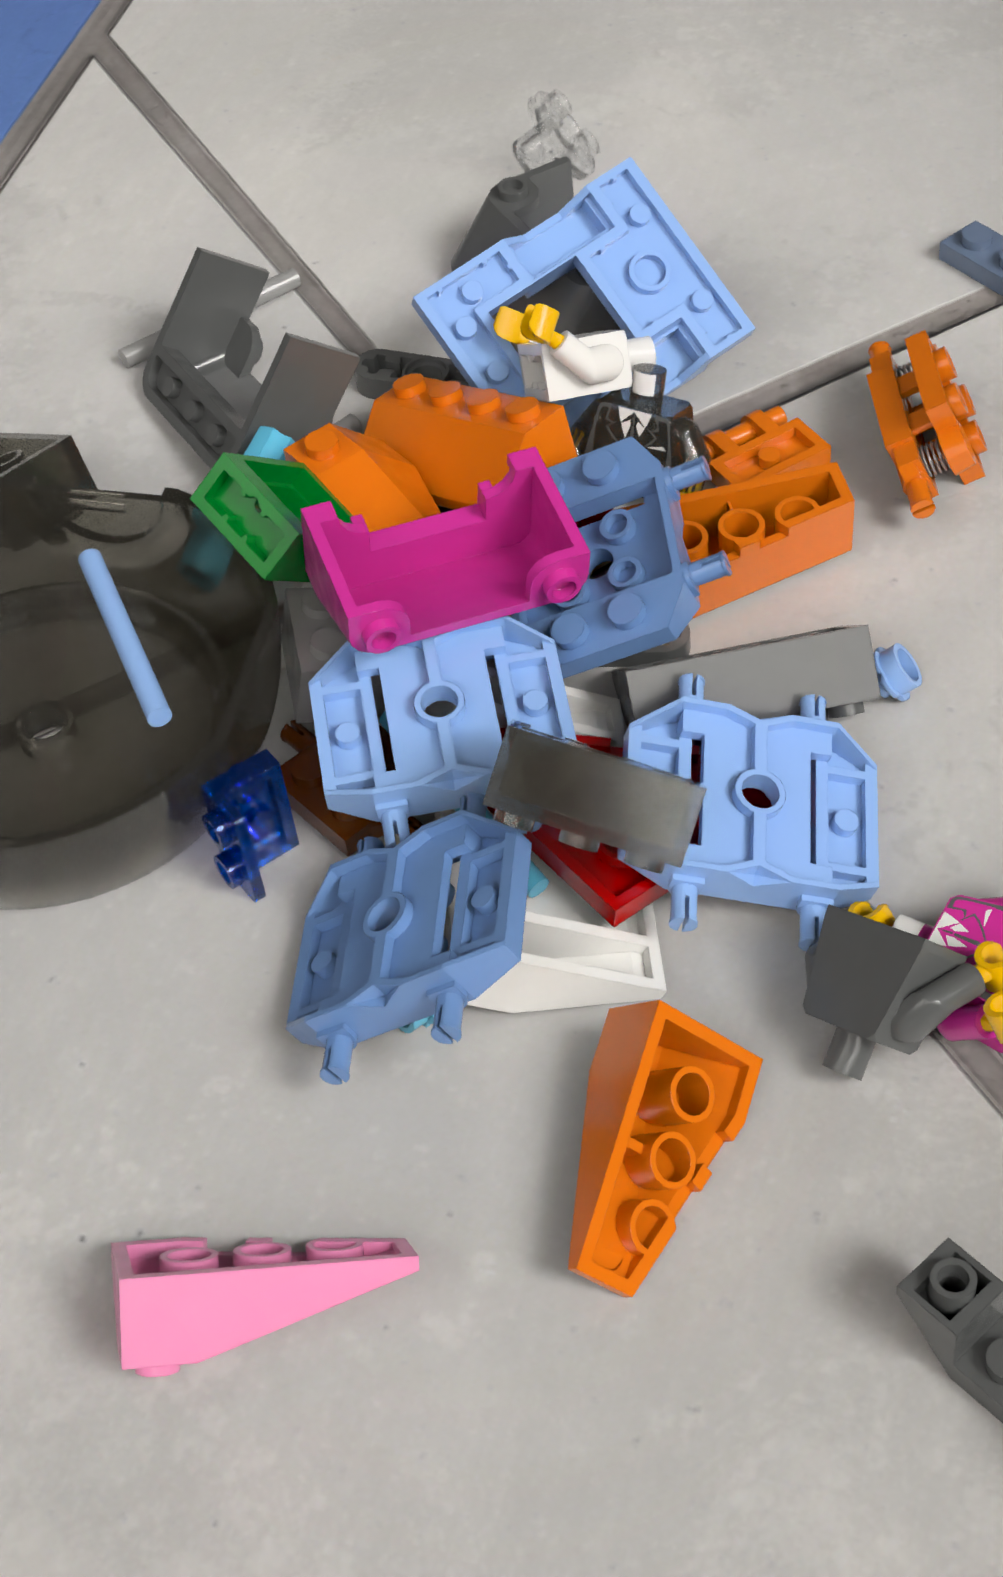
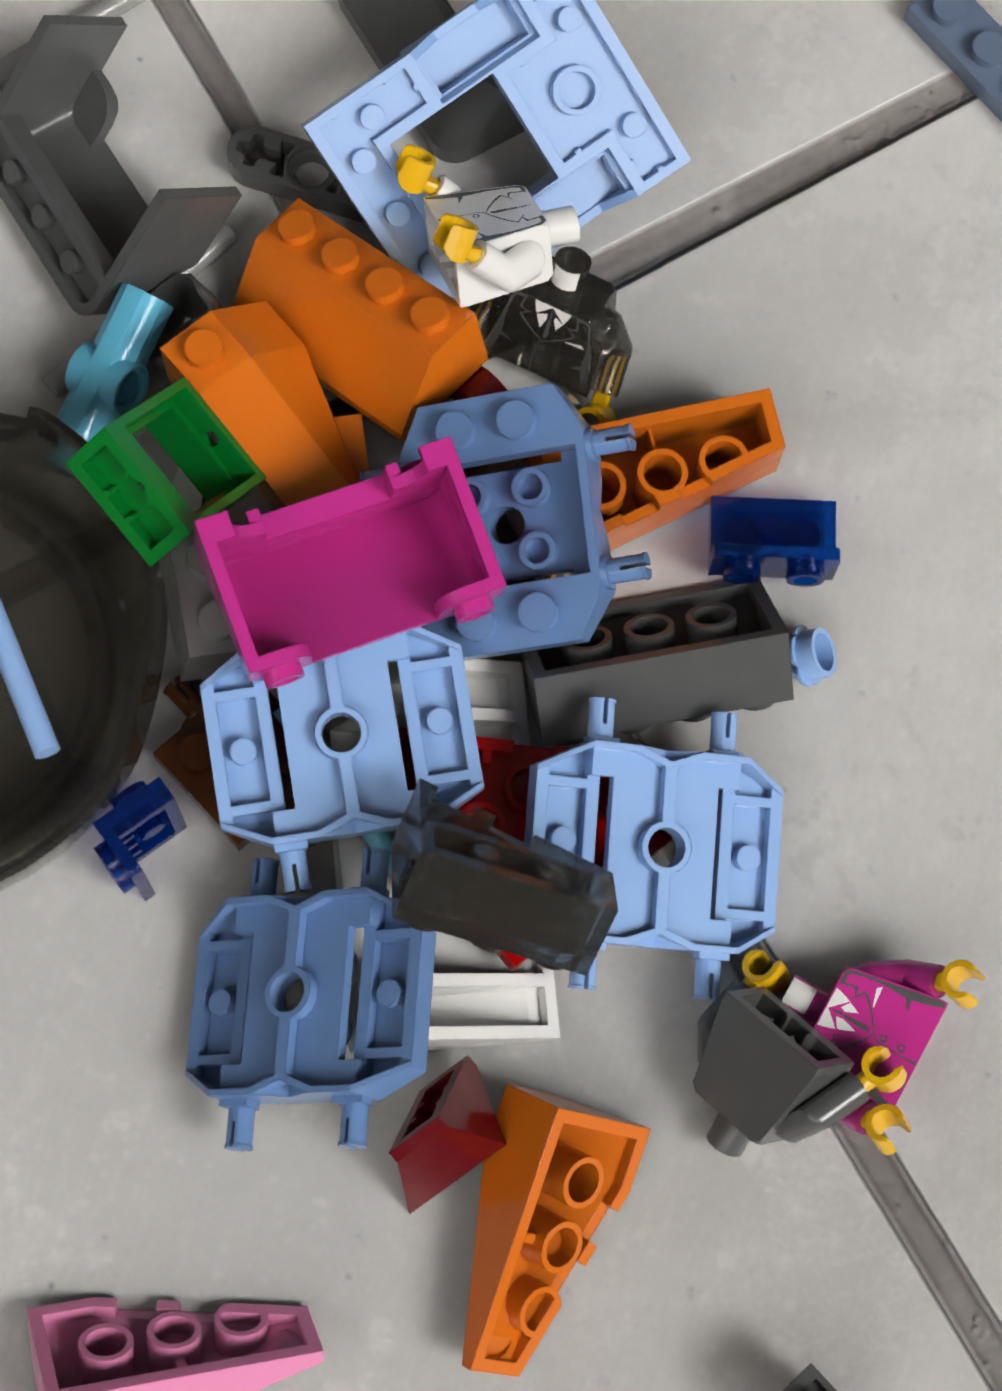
camera: 10 degrees left, 25 degrees up
(543, 1062) = (445, 1133): none -> dark red slope
(764, 447) = (695, 339): orange plate -> none
(852, 591) = (772, 540): none -> clear blue bracket
(943, 407) = (889, 325): orange piece -> none

